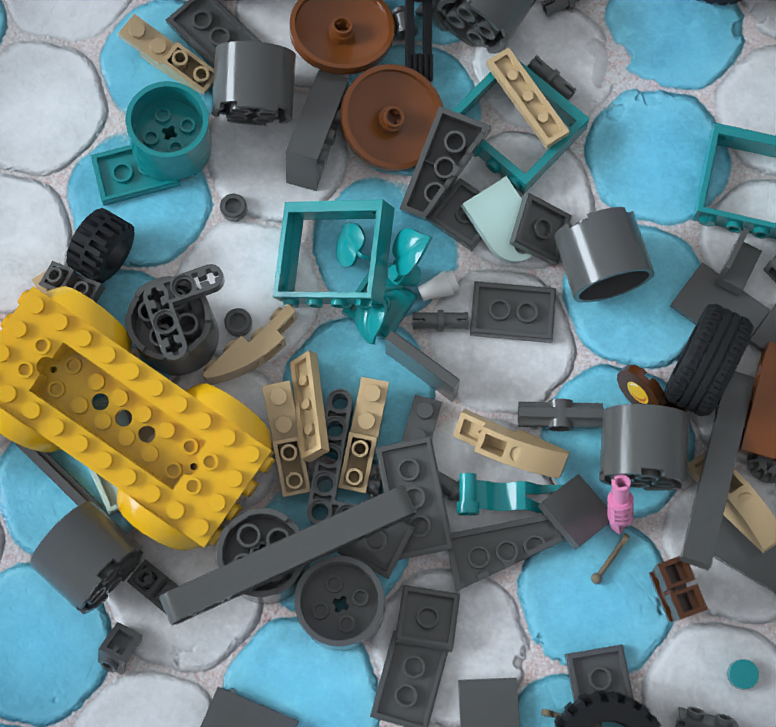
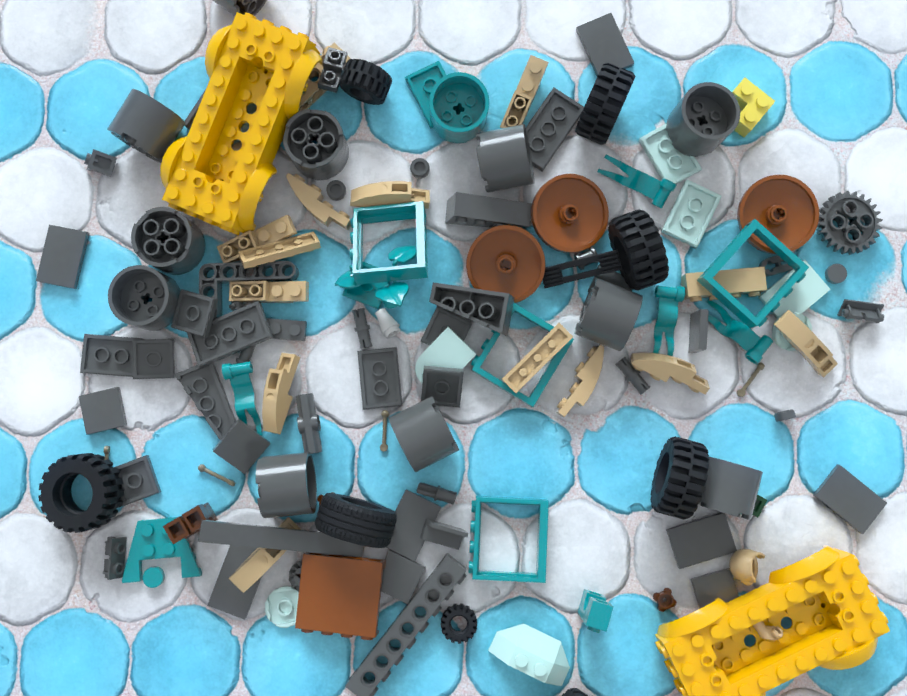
camera: 80 degrees right, 10 degrees up
(151, 583) = (144, 180): dark grey slope -> none
(172, 299) = (323, 135): dark grey beam -> none
(262, 251) = (388, 193): none -> tan slope
(287, 555) = (158, 255): dark grey beam -> none
(422, 366) = (321, 321): dark grey tile -> none
(551, 77) = (564, 374): dark grey pin -> none
(561, 49) = (588, 375): none -> tan slope
(608, 324) = (384, 446): none -> dark tan hinge
(620, 504) = (244, 474): bright pink hinge -> none
(638, 387) = (332, 478): reddish brown tile -> none
(682, 264) = (437, 493): none -> dark grey axle
(691, 658) = (152, 542): none -> teal wing

